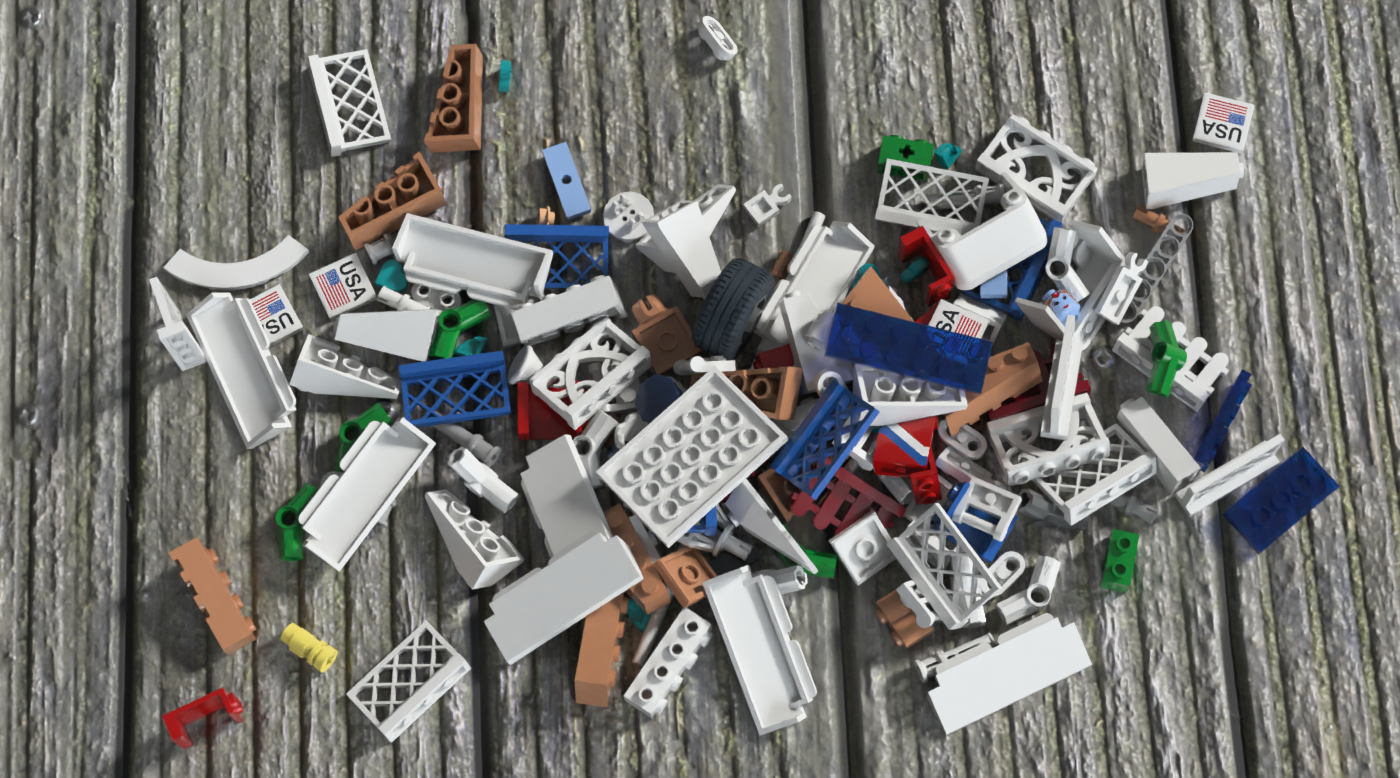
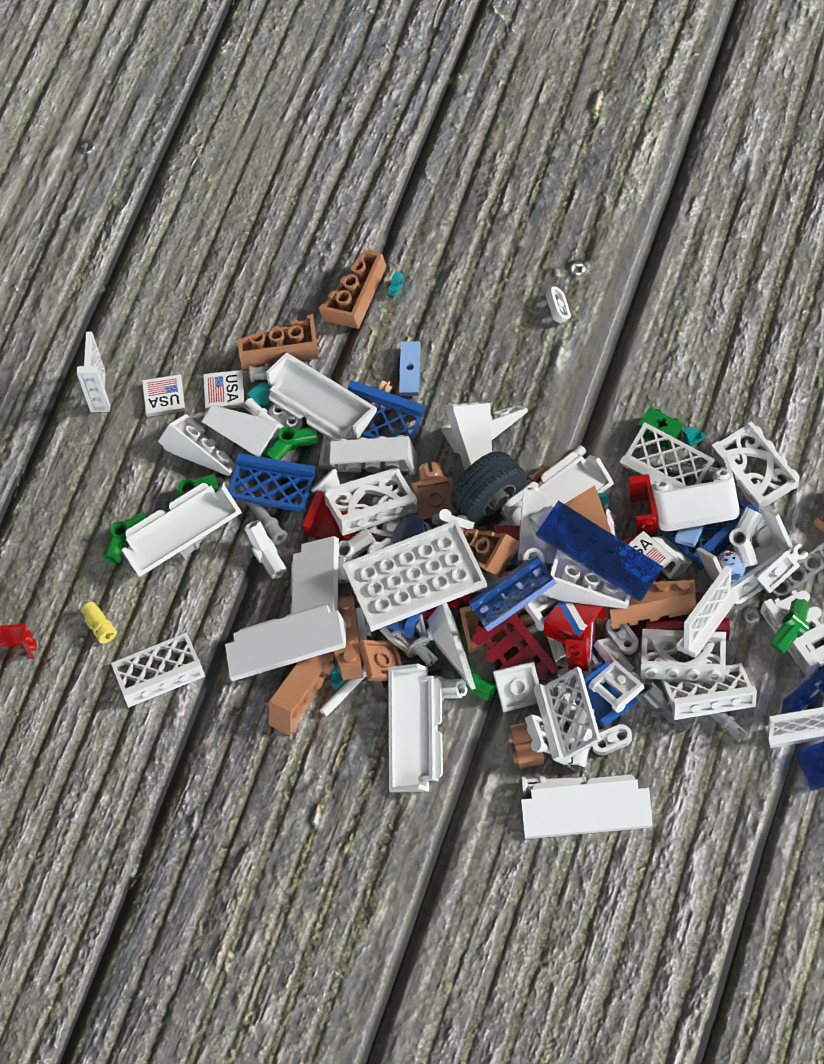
camera: 25 degrees right, 10 degrees down
(214, 595) = (47, 564): nougat wedge -> none
(240, 274) = (156, 360): white tile -> none
(243, 366) = (132, 421): white slope -> none
(329, 111) = (263, 267): white fence -> none
(471, 347) = (297, 458): teal tile -> none
(475, 550) = (240, 595): white wedge -> none
(619, 208) = (439, 399): white plate -> none
(667, 663) = (344, 717): white brick -> none
(764, 206) = (544, 430): white plate -> none
(915, 270) = (636, 508): teal tile -> none
(1042, 581) = (639, 754): white piece -> none
(1119, 561) = (702, 758): green brick -> none
(1173, 463) = (762, 677): white slope -> none

